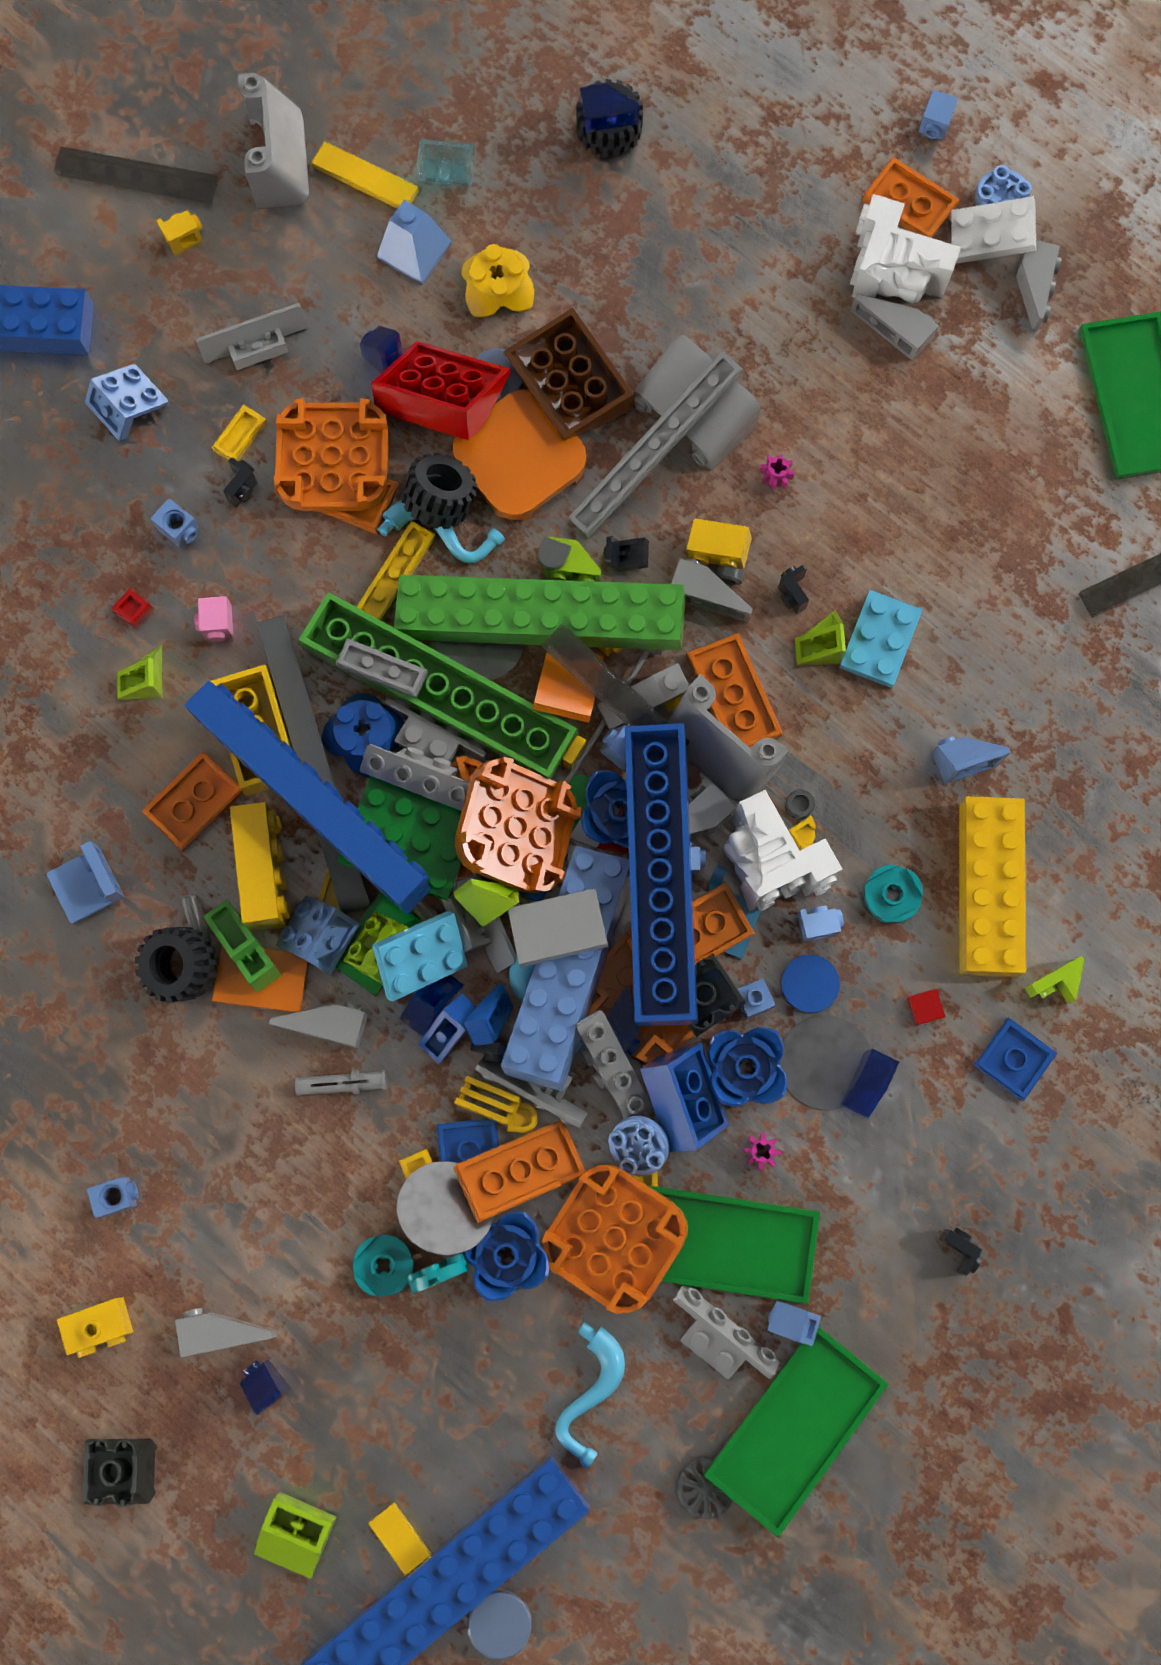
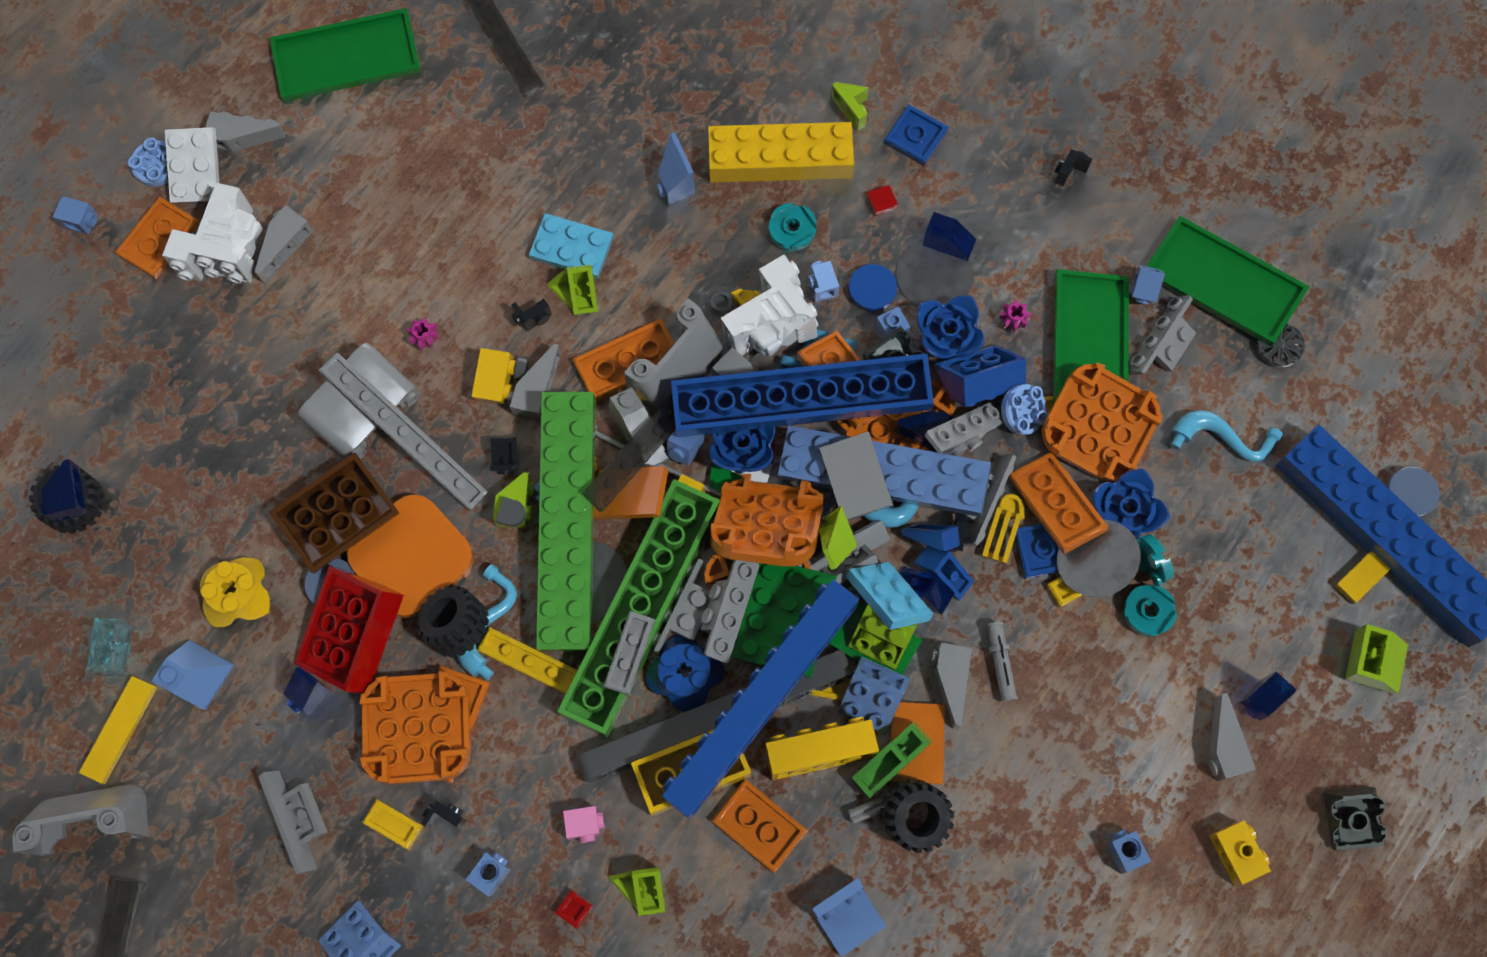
camera: 95 degrees left, 5 degrees down
(181, 231) = (175, 907): yellow brick -> none

